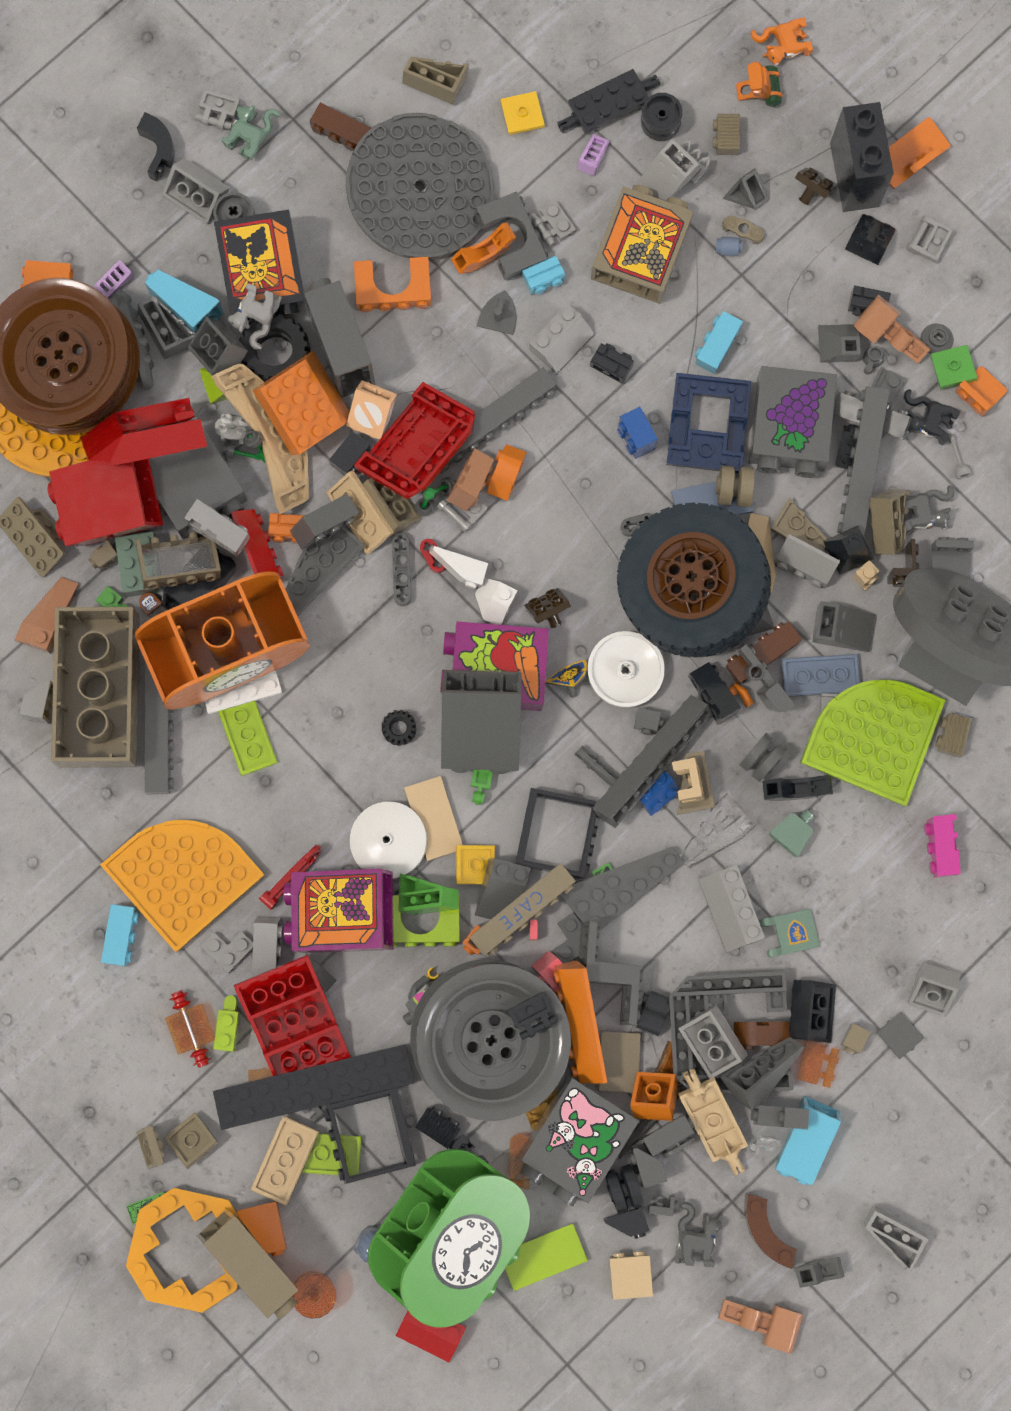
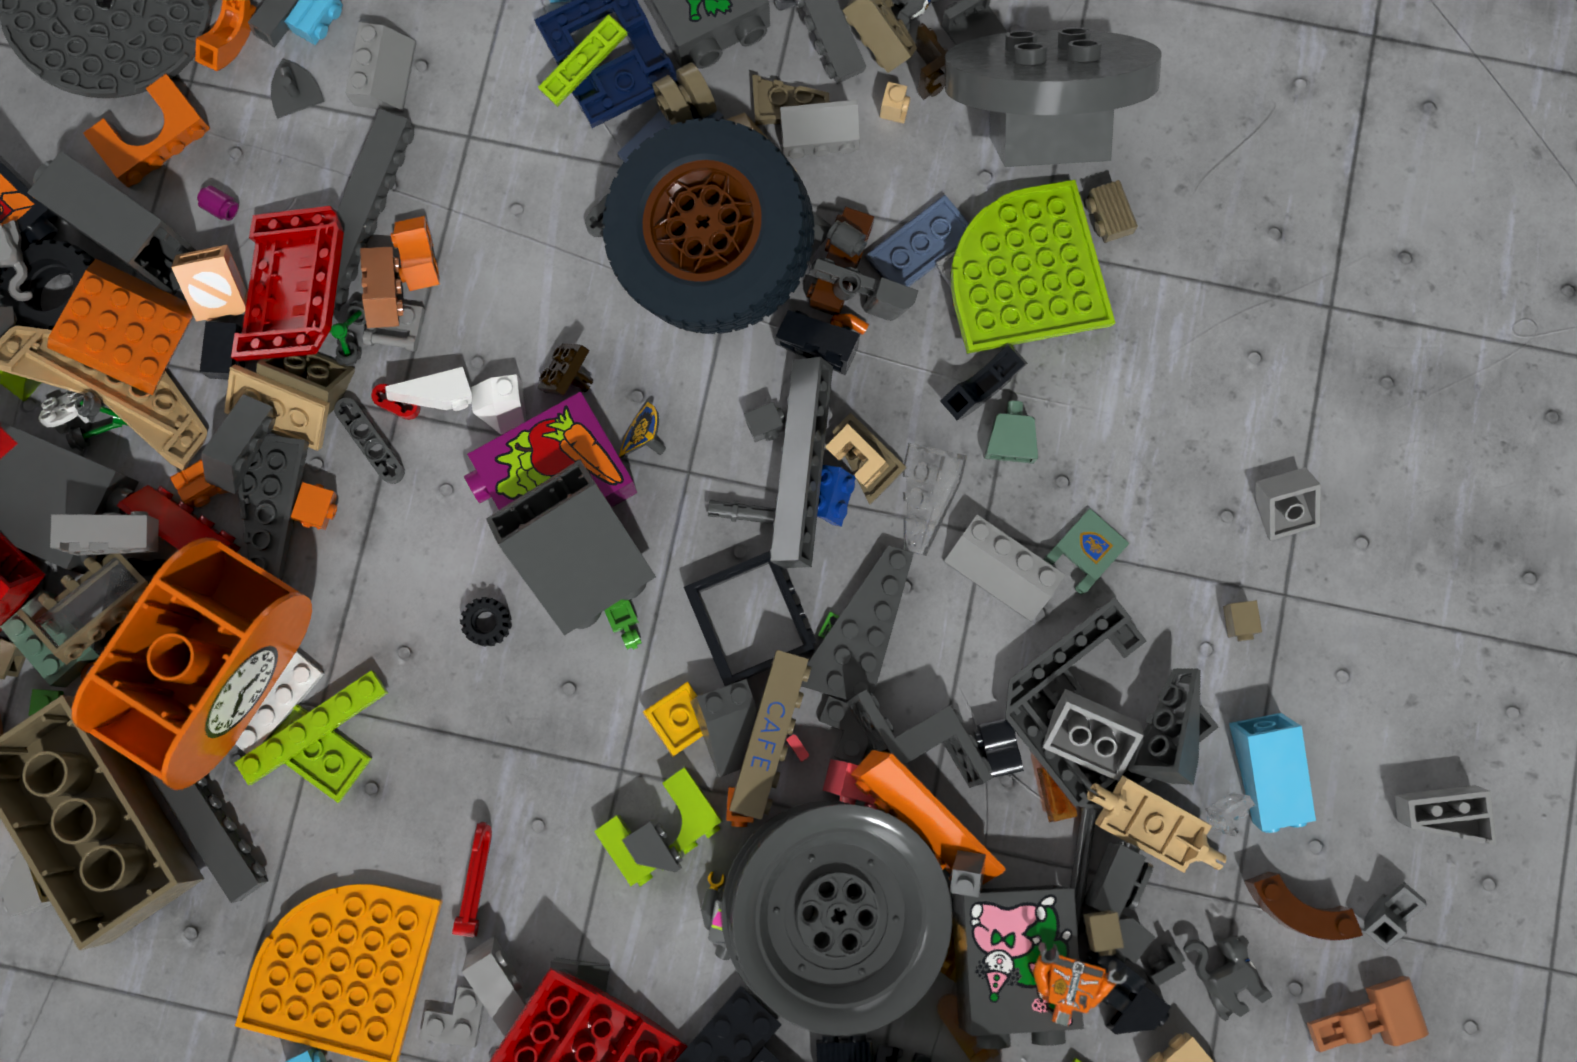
camera: 30 degrees left, 0 degrees up
(255, 720) = (311, 727): none -> lime plate
(340, 911) = (556, 884): brick -> none
(343, 588) = (314, 506): none -> orange head
(405, 358) = (217, 203): none -> magenta brick
(406, 836) = (584, 755): white dish -> none
(407, 927) = (650, 849): none -> dark grey slope
(424, 897) = (645, 796): bright green wedge -> none
(433, 808) = (595, 698): tan tile -> none
(530, 1010) = (861, 851): black plate -> none
(583, 1068) = (968, 873): none -> dark grey brick
(599, 1170) = (1072, 983): none -> torso
(612, 362) = (455, 58): black brick -> none
(620, 1060) = (1000, 828): dark tan tile -> none
(631, 652) = (695, 359): white dish -> none
(637, 433) = (534, 112): blue brick -> none
(638, 1156) = (1104, 932): none -> dark tan brick
(654, 1096) = (1069, 845): orange brick -> none
(689, 420) = (582, 60): none -> lime plate
(761, 1033) = (1136, 686): reddish brown brick -> none
(764, 758) = (924, 375): dark grey wheel -> none
(774, 642) = (847, 238): none -> dark grey brick
(780, 1117) = (1231, 767): dark grey arch -> none
(812, 1011) = (1173, 622): black slope -> none
(812, 1061) = (1214, 682): clear orange plate -> none
(842, 627) = (907, 175): dark grey slope -> none
(849, 548) = (858, 81): black slope -> none
(900, 1035) = (1286, 581): dark grey piece -> none
(942, 846) = (1185, 338): dark pink wedge -> none

